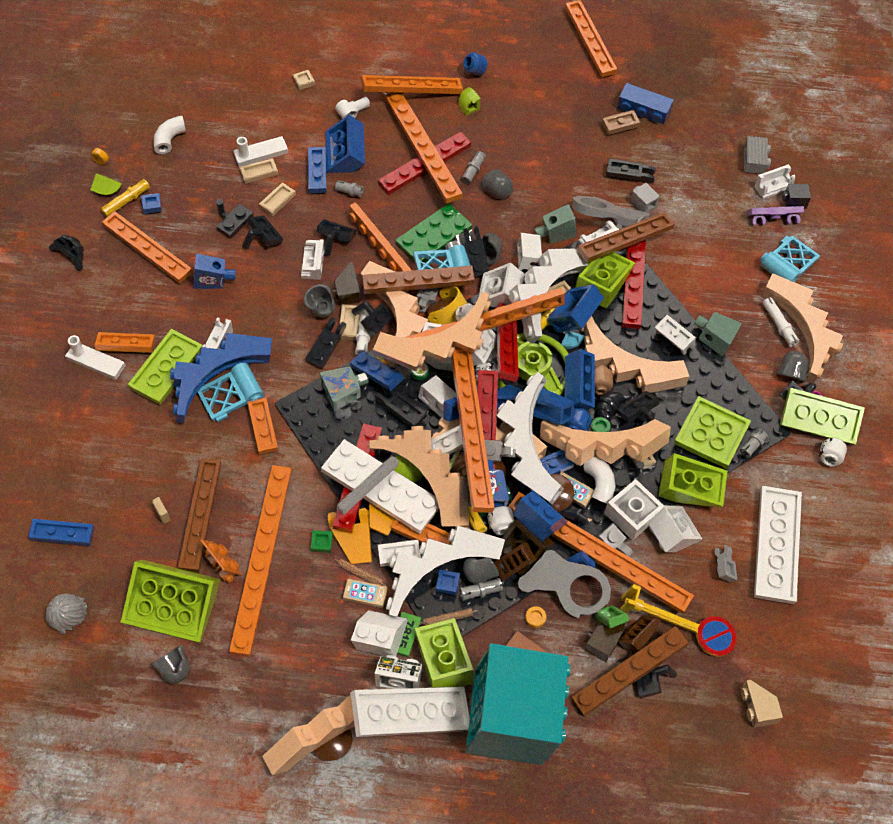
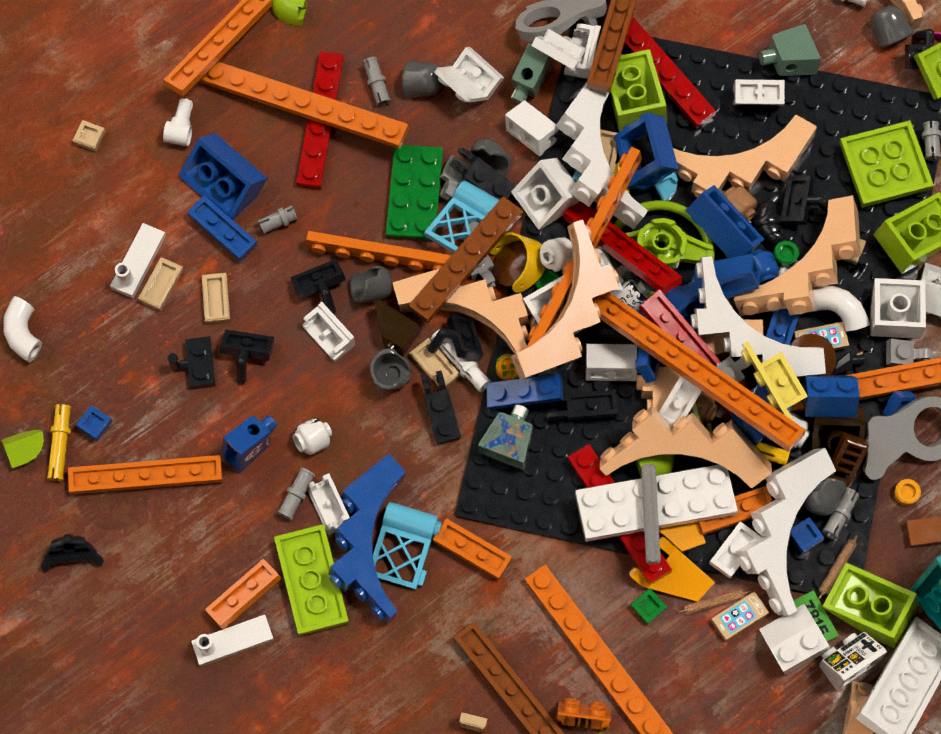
camera: 40 degrees left, 10 degrees up
(206, 319) = (296, 493): none -> light grey pin
(246, 299) = (312, 436): none -> white head
(359, 256) = (371, 285): none -> dark grey hair
(511, 476) = (778, 379): none -> light yellow bracket
(522, 204) = (470, 77): none -> white bracket
(582, 220) = (560, 48): none -> white slope

